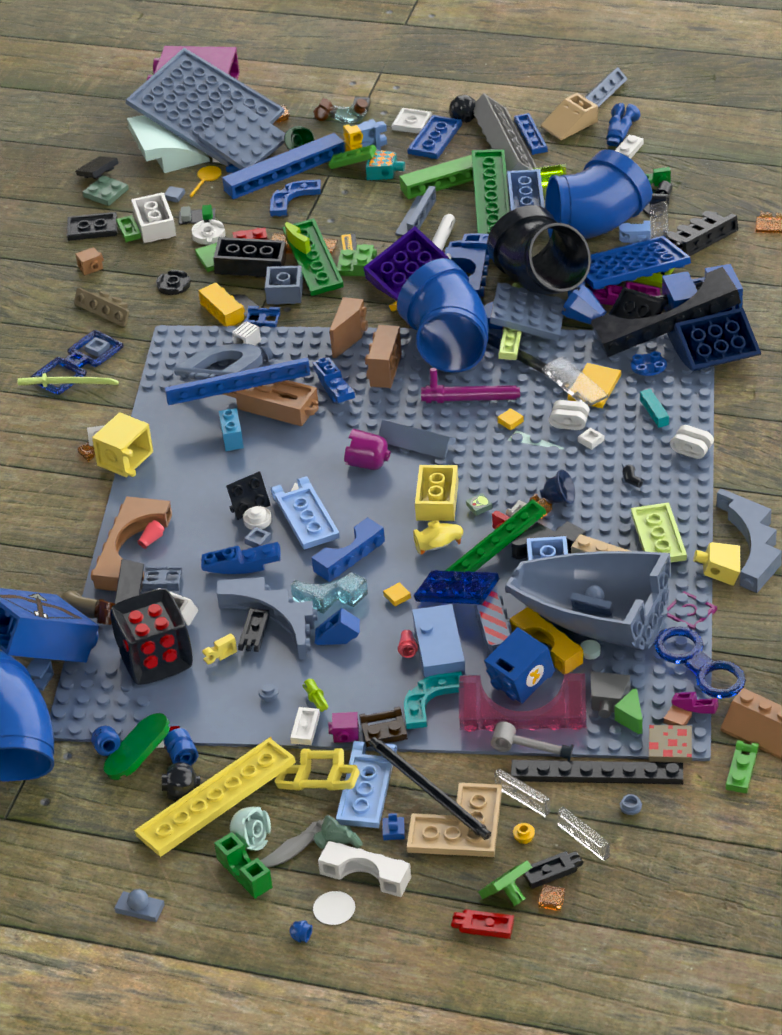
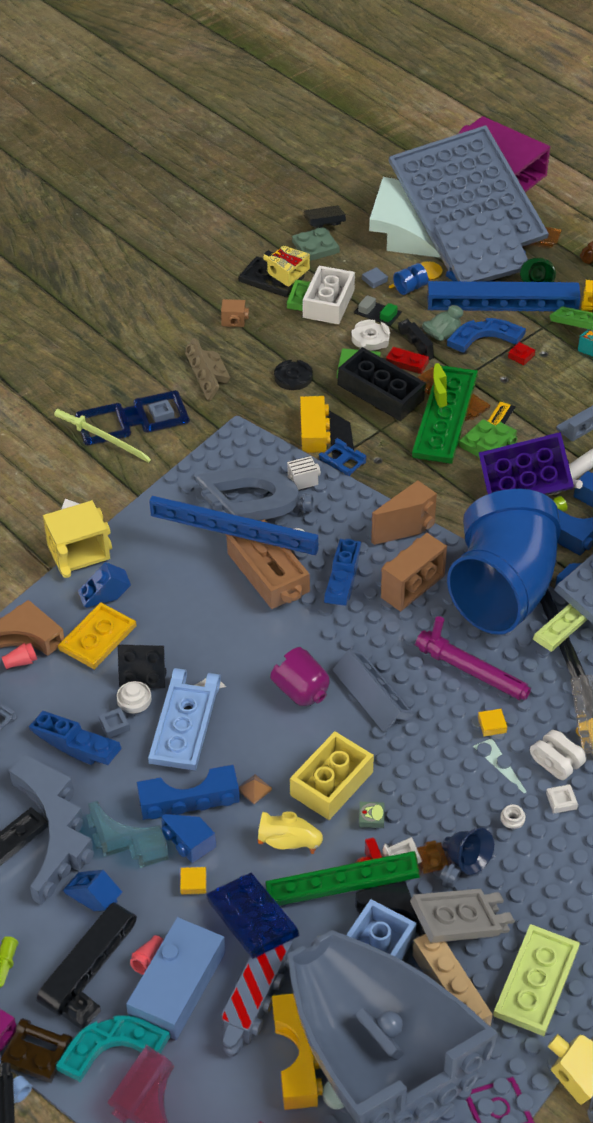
camera: 30 degrees right, 5 degrees up
(101, 210) = (287, 264): none -> light yellow torso
(169, 466) = (104, 585): none -> blue slope
(192, 498) = (97, 635): none -> yellow tile
(205, 182) = (410, 278): none -> blue wheel
(231, 429) = (195, 575): dark azure brick -> none
(245, 218) = (417, 337): none -> black hinge
(258, 201) = (444, 323): none -> sand green hair
(284, 285) = (389, 432): sand blue brick -> none
(329, 198) = (521, 353): none -> red plate
(369, 665) = (86, 958): none -> black beam
(373, 568) = (189, 834): none -> blue slope
(390, 528) = (254, 789): none -> medium nougat slope
(391, 692) = (81, 1010): none -> black tile
(530, 663) = (232, 1071): blue container -> none
(559, 509) = (450, 875): none -> sand blue plate
(569, 461) = (513, 811): none -> white plate
(587, 520) = (460, 915): none -> light grey tile
(629, 476) = (565, 876): black arm -> none

